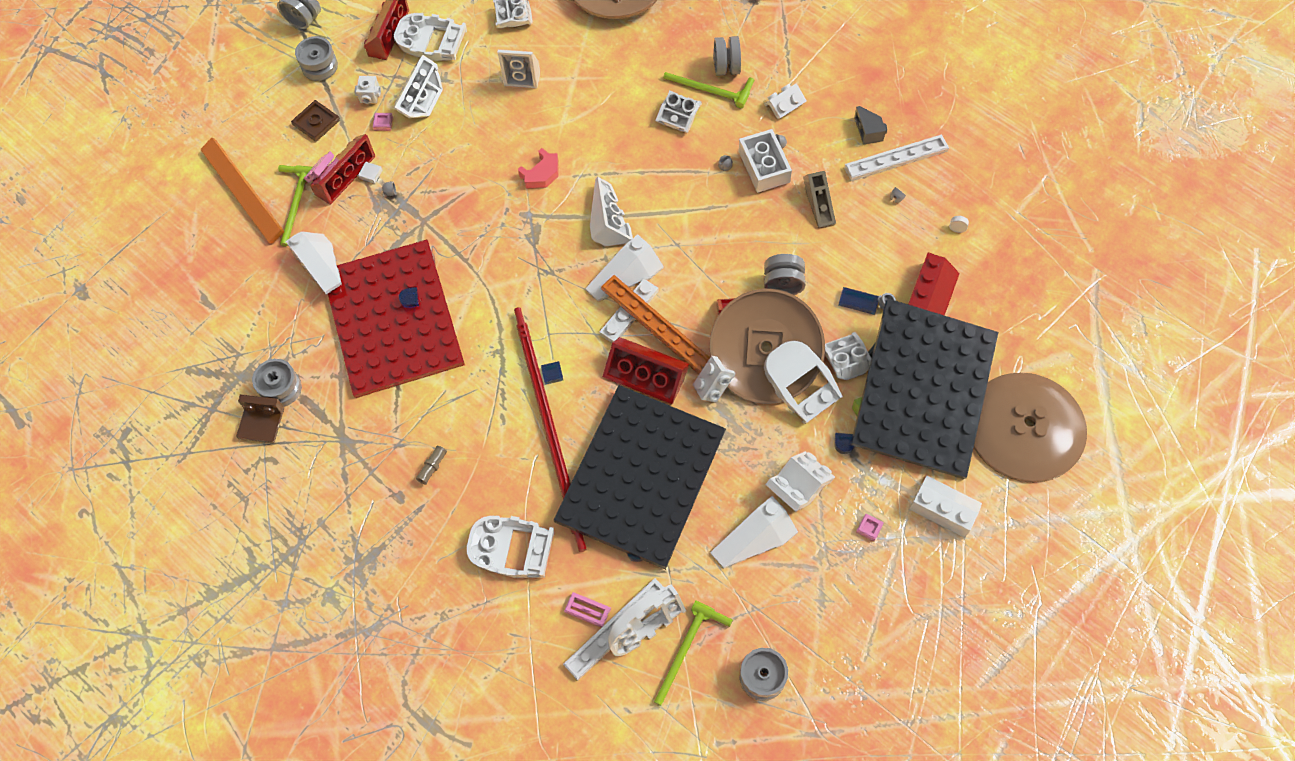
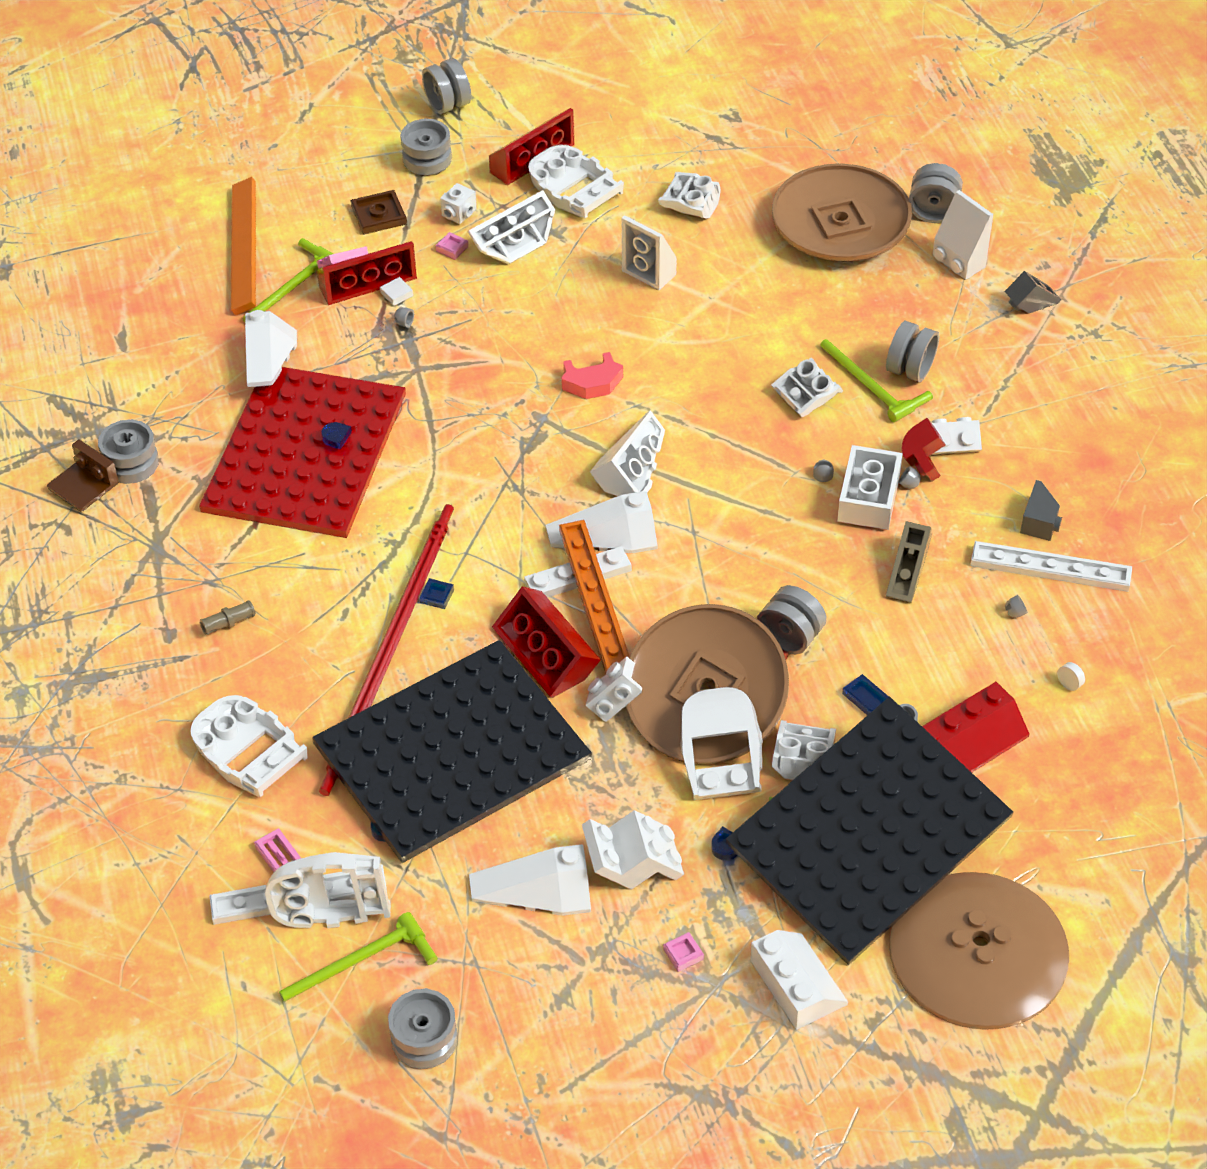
camera: 30 degrees right, 15 degrees down
(773, 115) = (919, 444): none -> red brick

